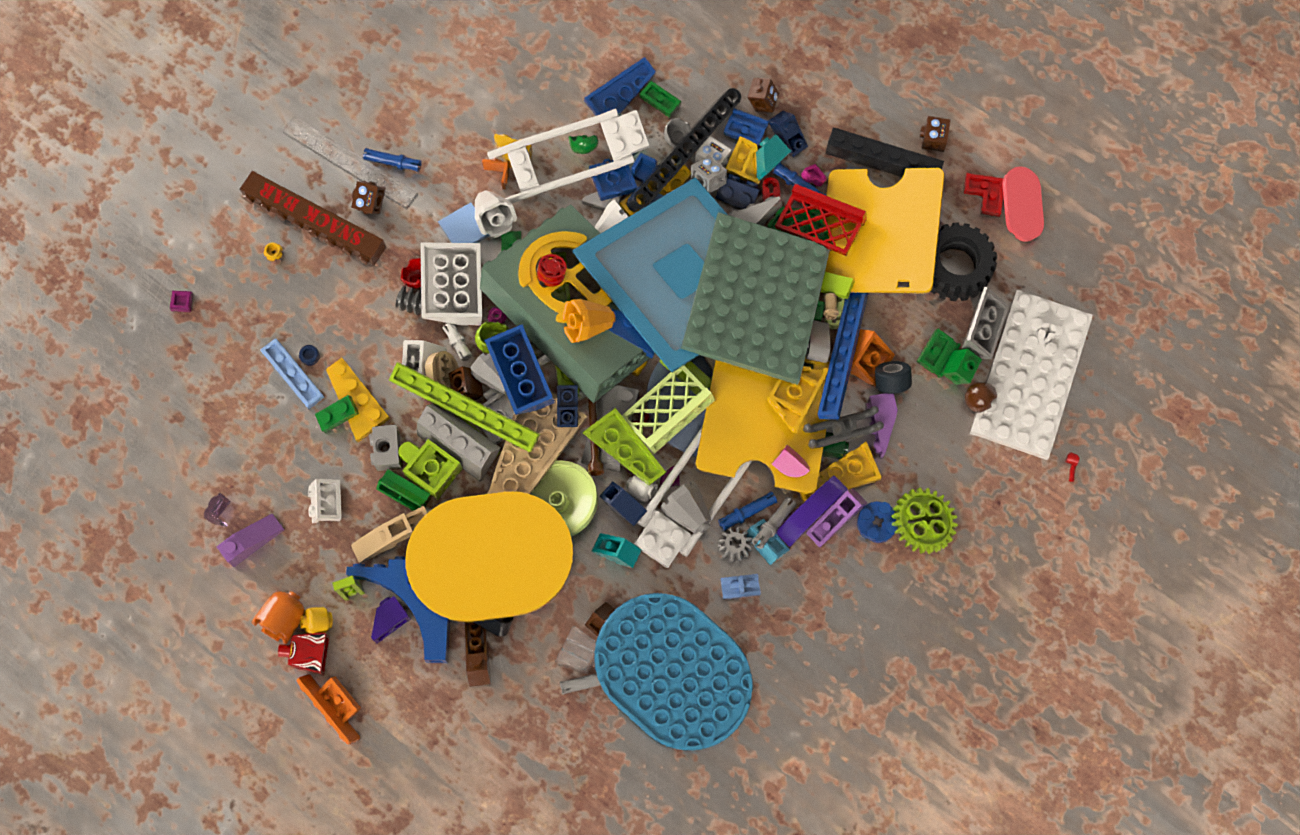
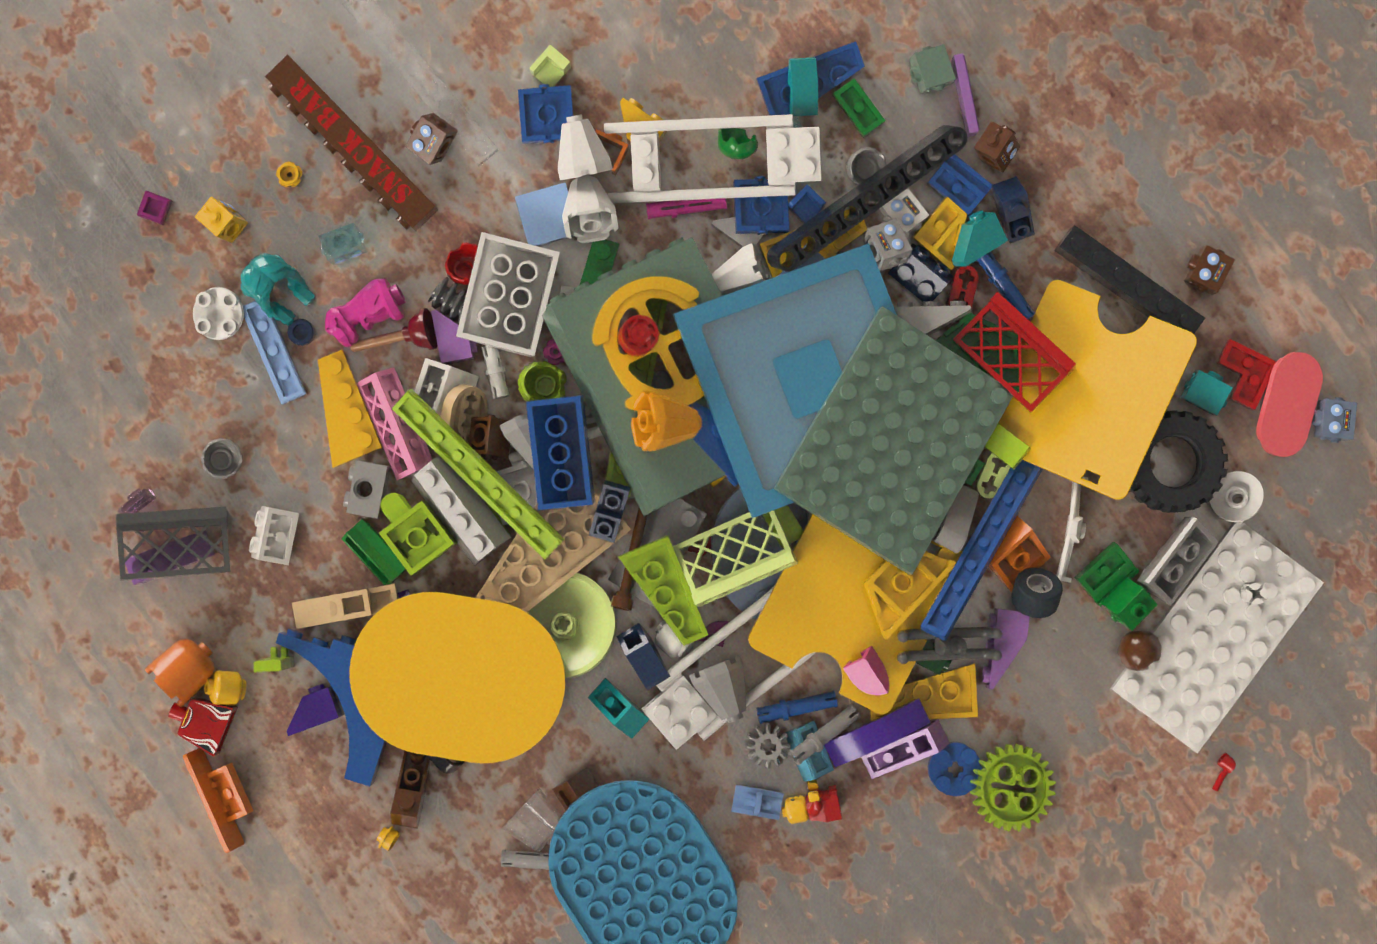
camera: 15 degrees right, 15 degrees up
(231, 291) = (221, 219): none -> yellow head
(241, 509) = (171, 520): none -> dark grey fence
(245, 358) = (218, 313): none -> white dish
(269, 322) = (260, 277): none -> teal hair
(272, 455) = (221, 458): none -> light grey hair
(323, 283) = (332, 242): none -> clear light blue head
(336, 413) = (316, 425): green plate -> none
(354, 321) = (369, 306): none -> dark pink animal
(394, 160) = (485, 94): blue pin -> none
(394, 327) = (419, 331): none -> dark red piece
(407, 405) = (408, 443): none -> bright pink fence
(419, 327) = (451, 348): none -> medium lavender slope
(439, 131) = (550, 67): none -> yellowish green panel
(445, 162) = (544, 112): none -> blue plate
(469, 698) = (388, 838): none -> yellow plate
(476, 174) = (581, 150): none -> white cone
(553, 197) = (654, 209): none -> dark pink pin
(618, 92) = (803, 86): none -> teal slope
(702, 60) = (931, 69): none -> sand green head
(729, 70) = (965, 95): none -> medium lavender tile
(784, 577) = (817, 805): none -> piece
(814, 175) = (1027, 280): dark pink tile -> none
(830, 306) = (988, 473): tan pin -> none
(904, 327) = (1074, 531): none -> white plate
(963, 210) = (1206, 391): none -> teal head
(1007, 268) = (1238, 485): none -> white dish
(1058, 205) = (1335, 419): none -> sand blue head

